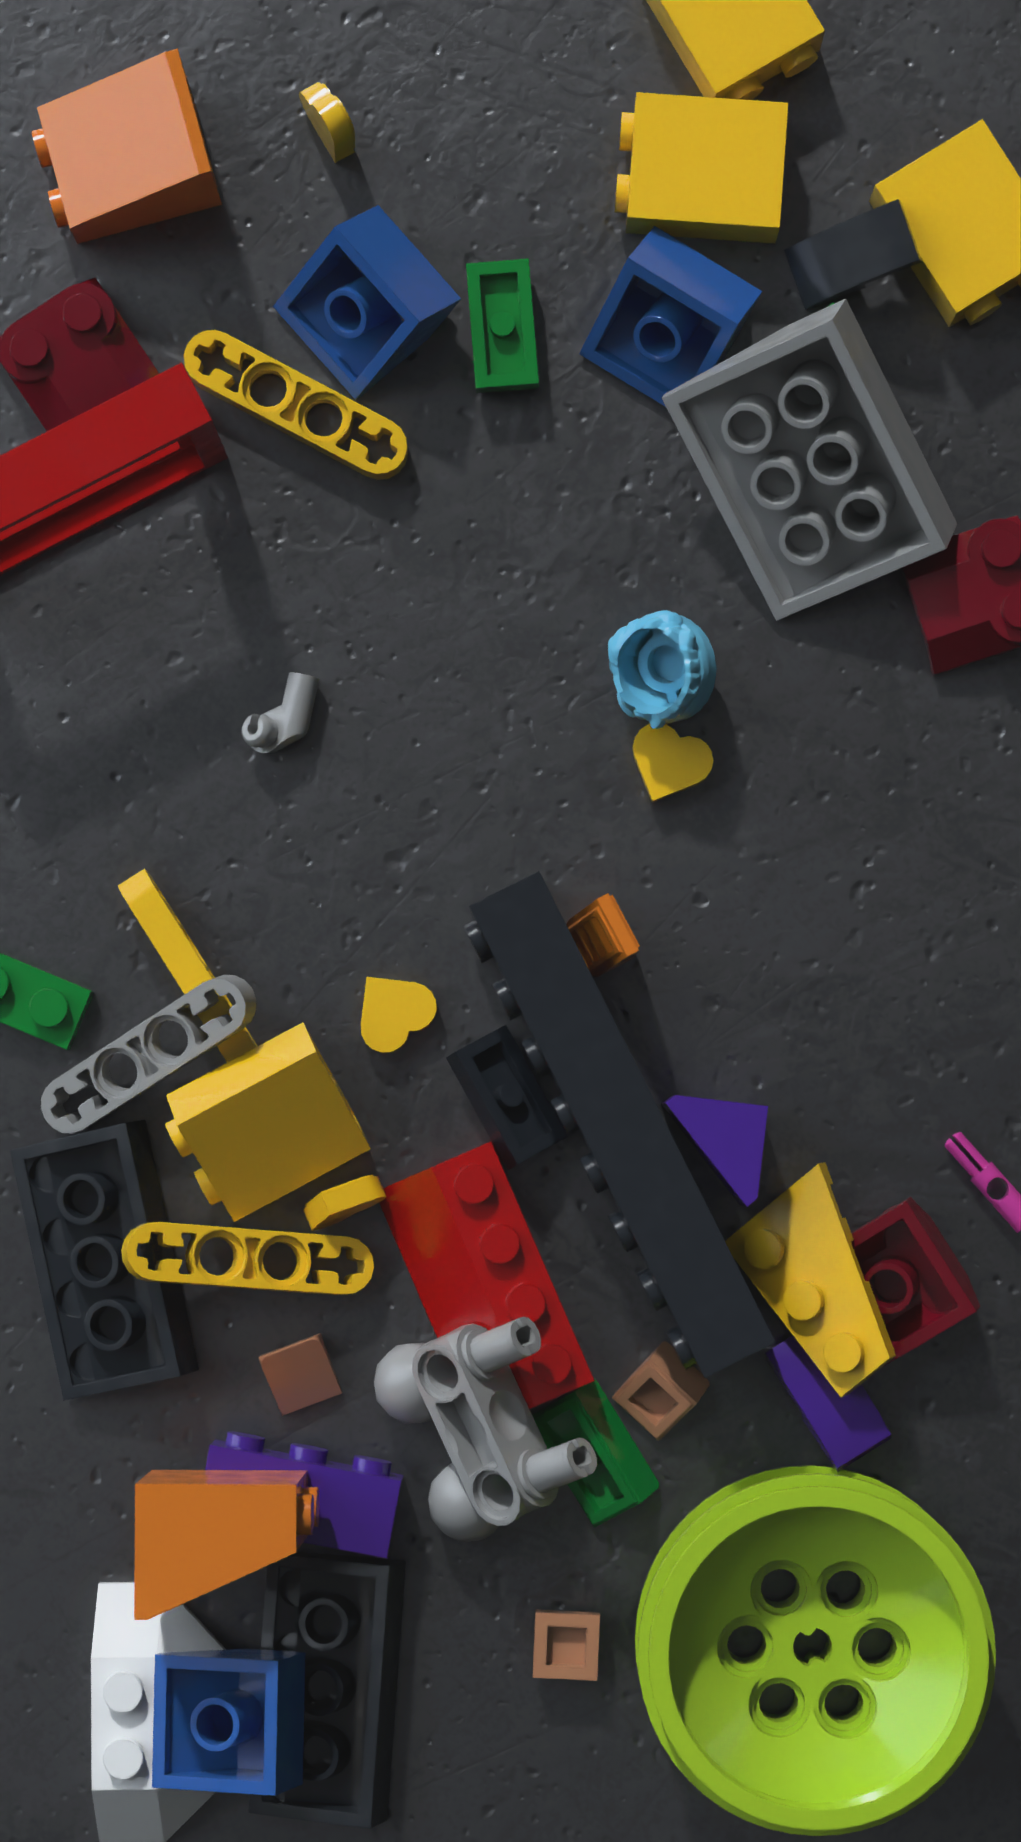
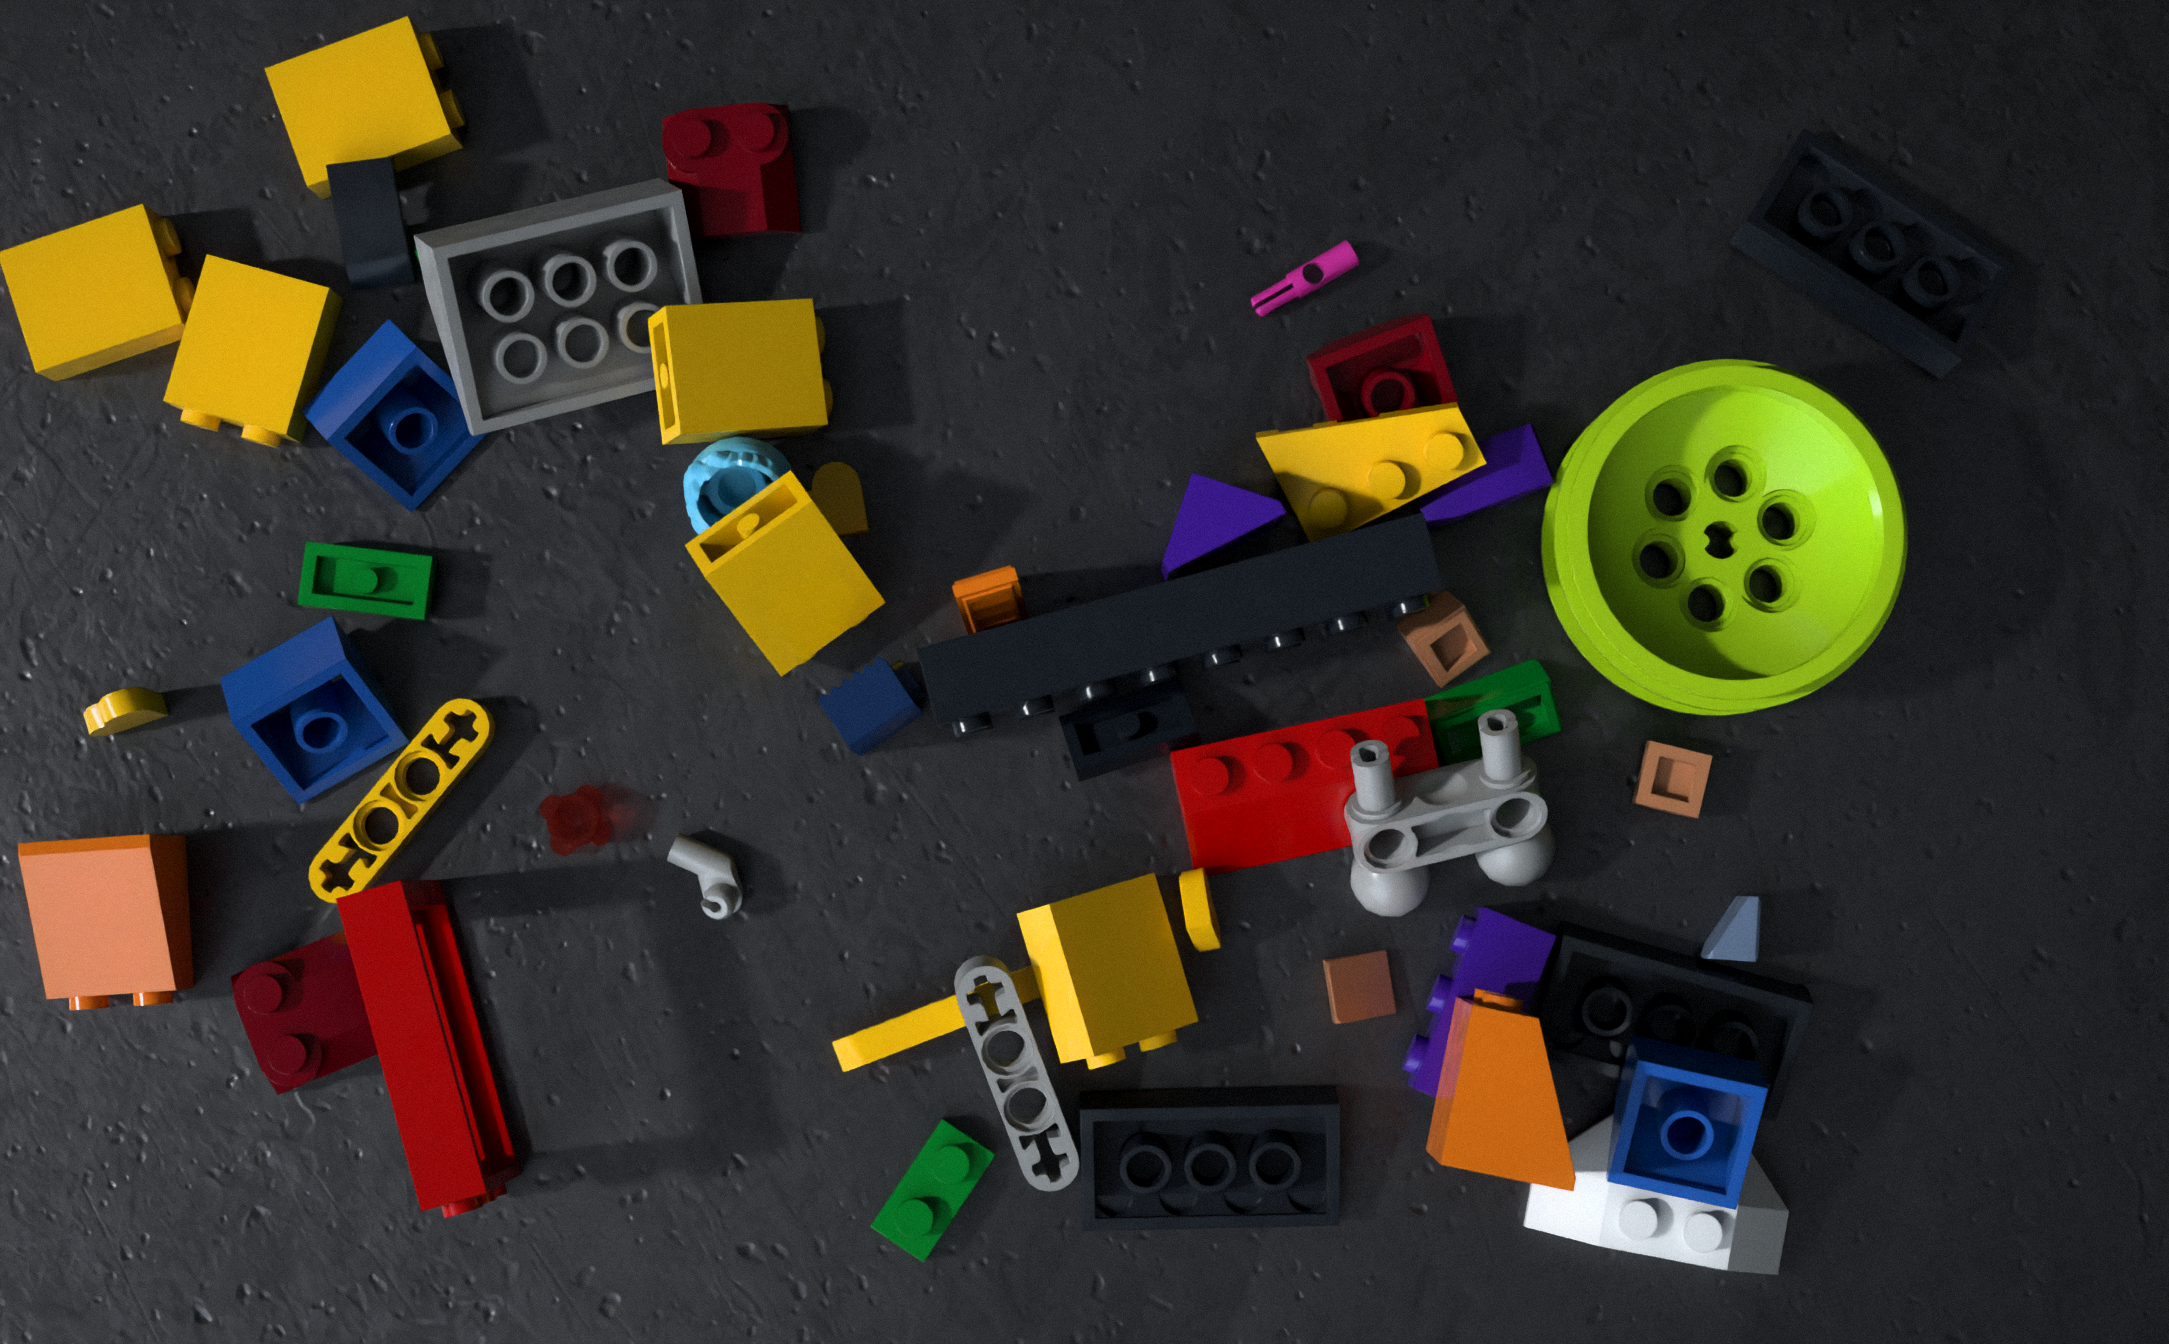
camera: 80 degrees left, 0 degrees up
(248, 1254) = (1232, 1013): yellow beam -> none
(316, 558) = (558, 814): none -> clear red plate
(394, 1011) = (1022, 823): yellow tile -> none
(425, 1737) = (1736, 932): none -> sand blue slope
(479, 841) = (873, 704): none -> dark blue brick
(589, 728) = (785, 573): none -> yellow brick
(780, 642) = (739, 370): none -> yellow brick

